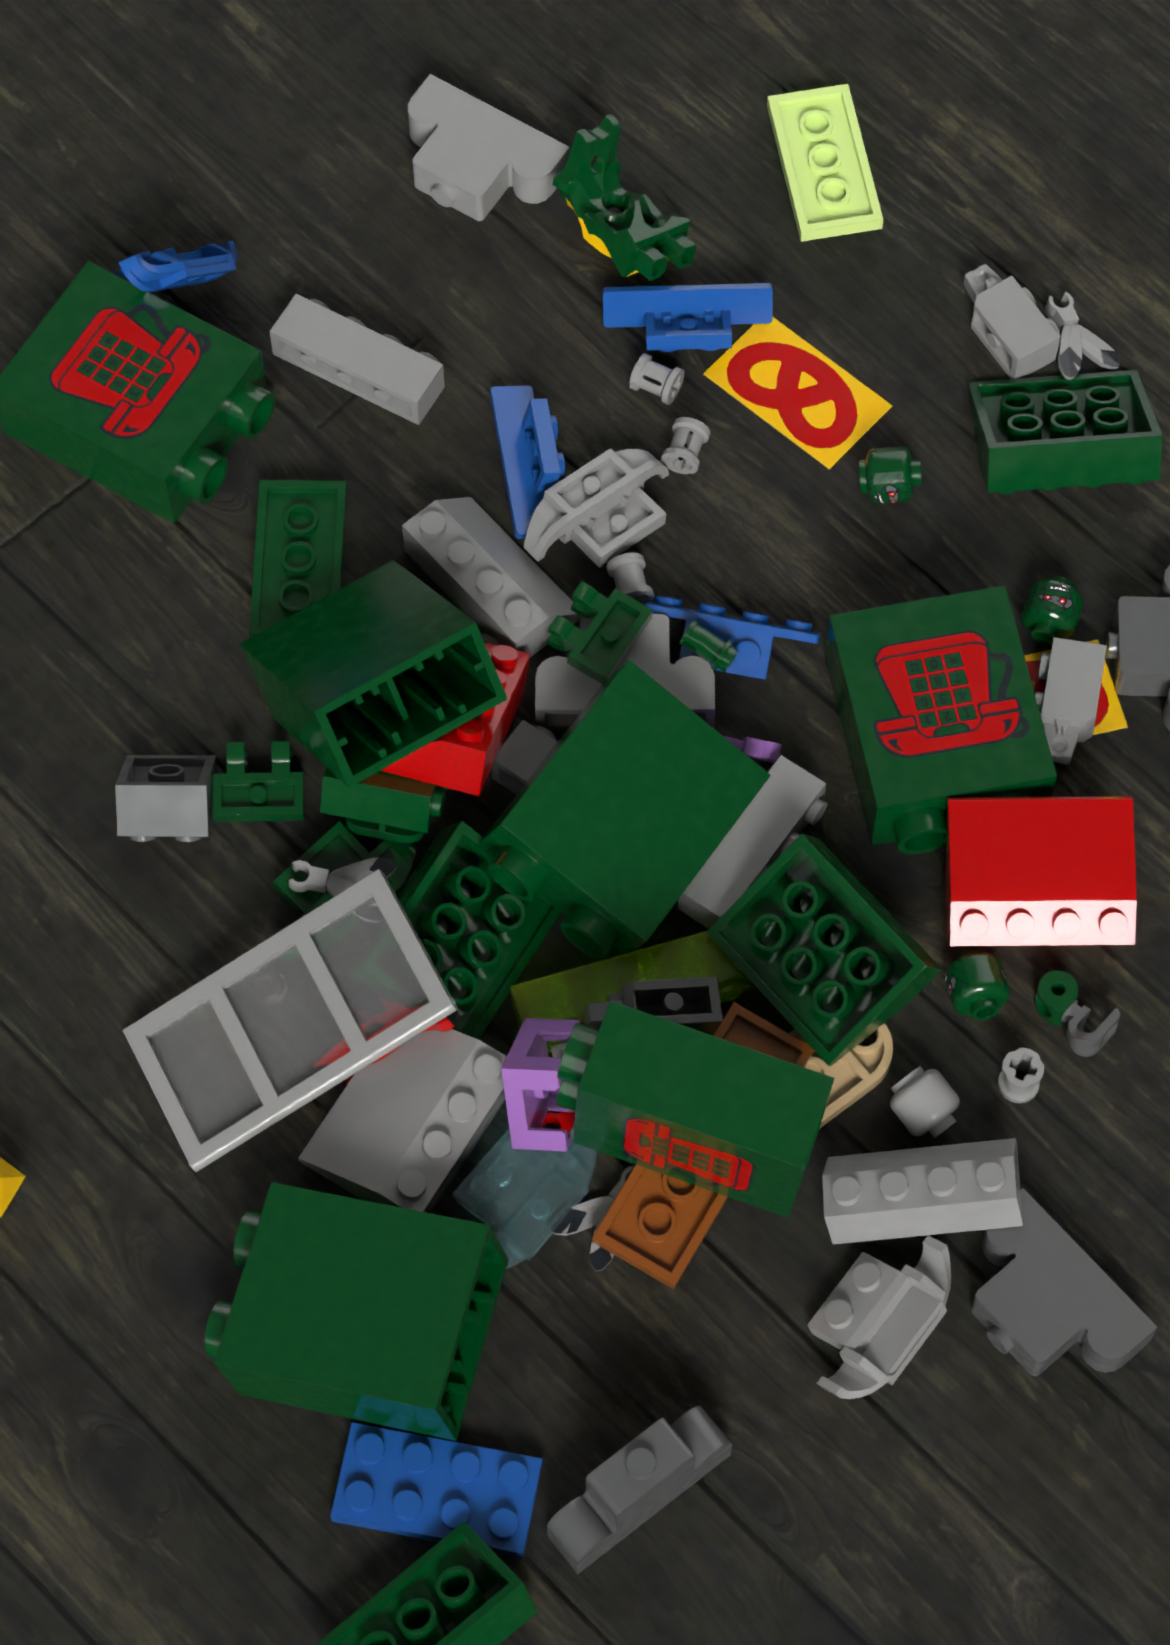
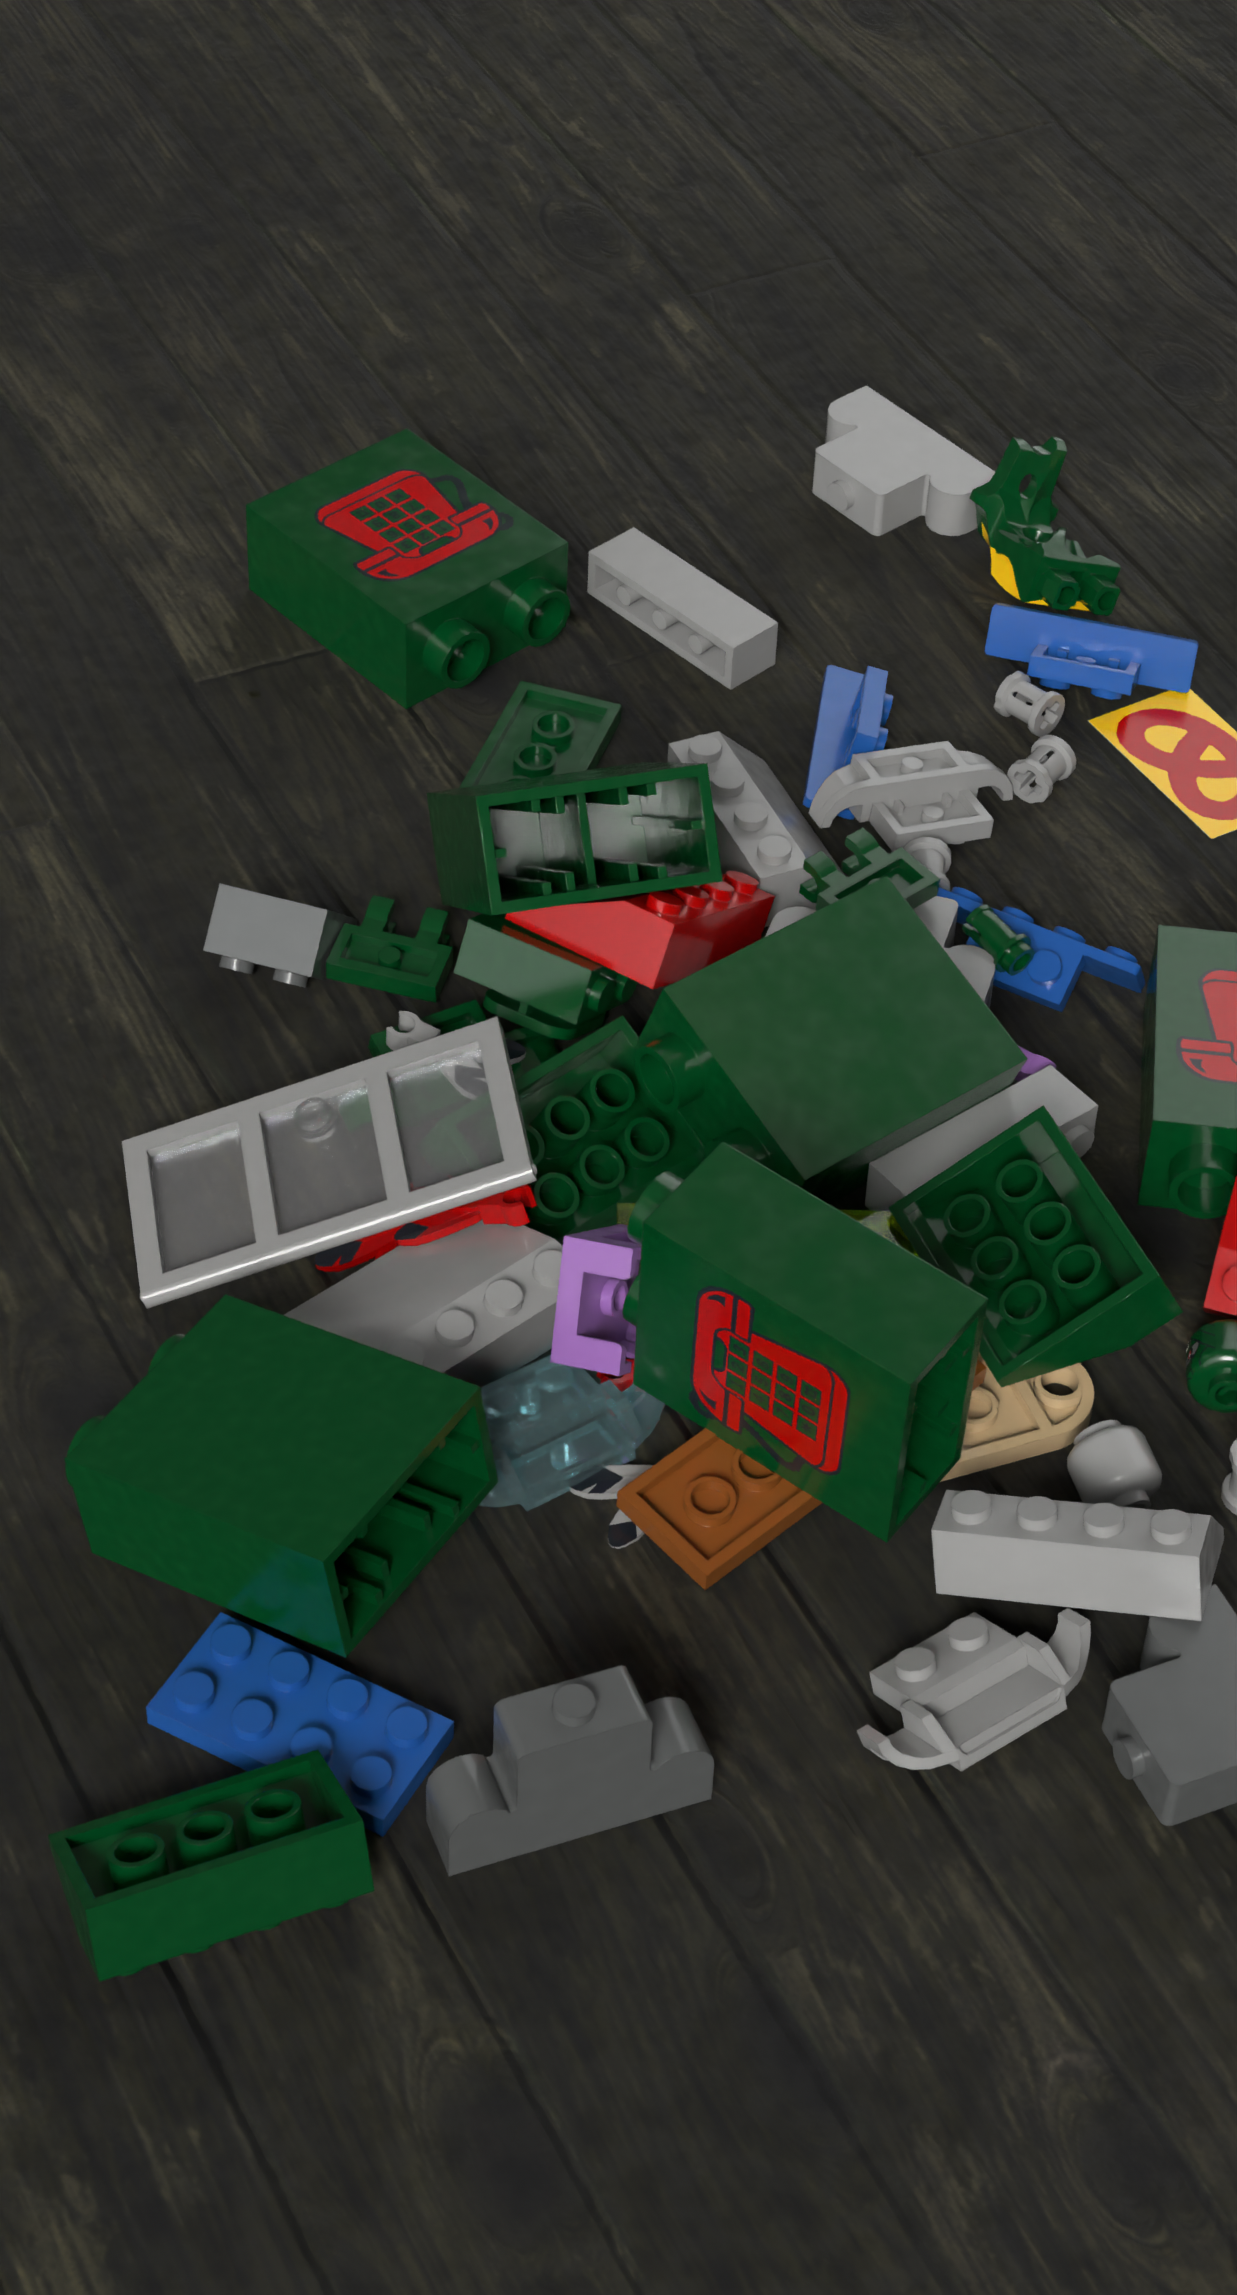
camera: 15 degrees right, 20 degrees down
(171, 270) = (508, 466): blue plate -> none

